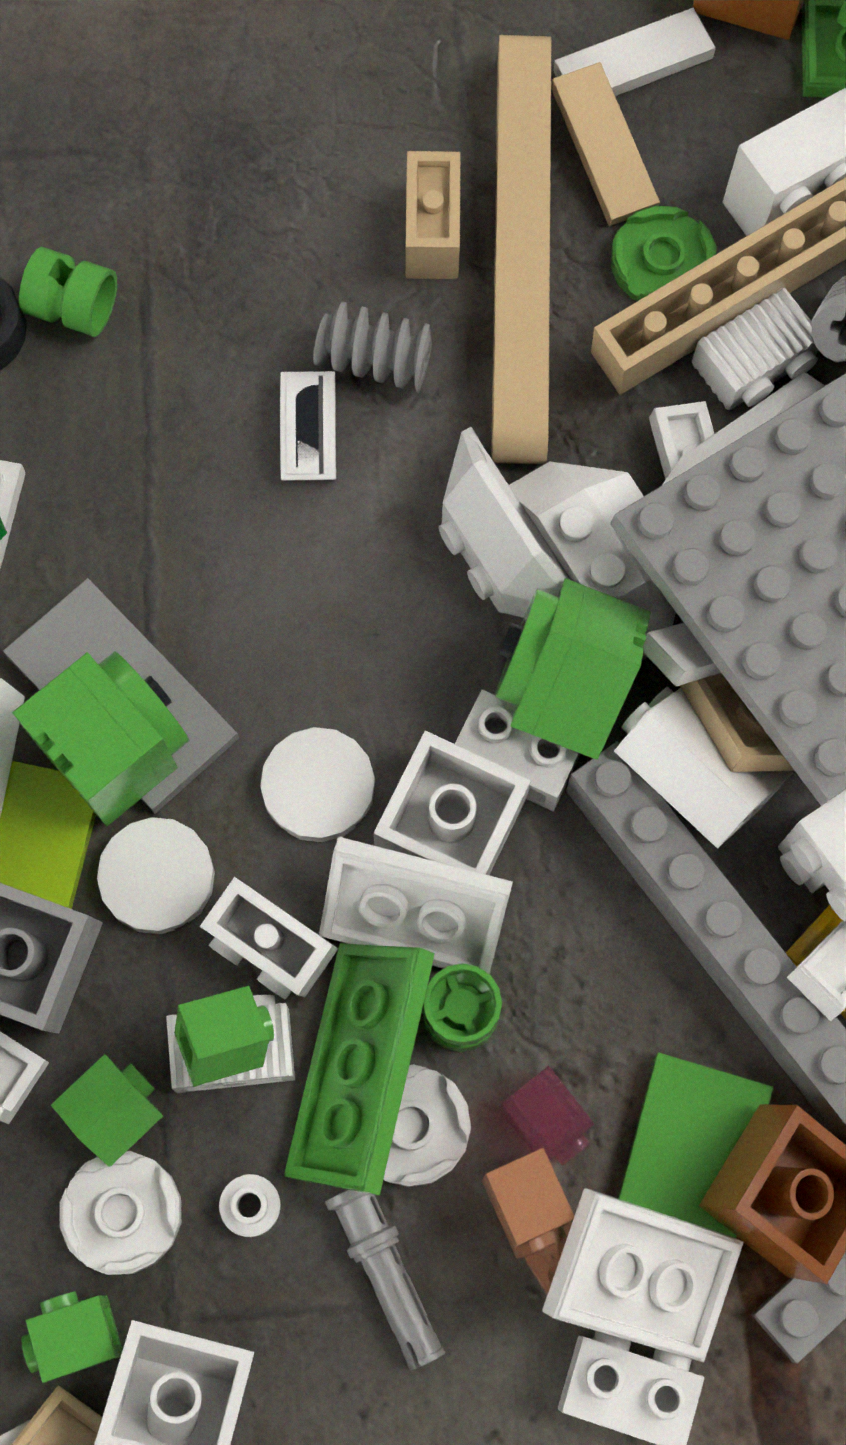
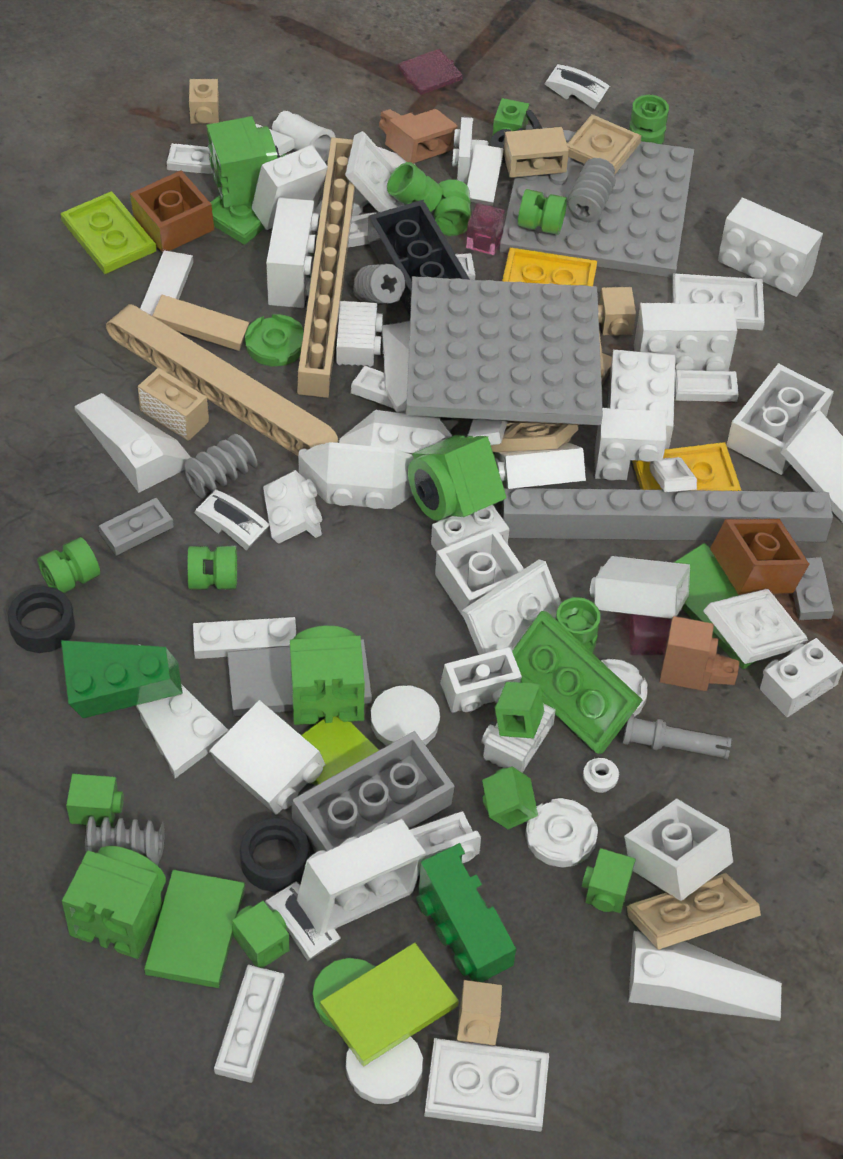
camera: 55 degrees left, 20 degrees down
(134, 582) = (218, 638): none -> white plate
(195, 456) = (224, 567): none -> bright green wheel
(202, 321) = (136, 526): none -> light grey plate
(317, 784) = (416, 626): white tile -> none
(339, 217) = (134, 444): none -> white wedge
(387, 488) = (292, 507): none -> white bracket
(592, 1057) = (641, 587): none -> white brick

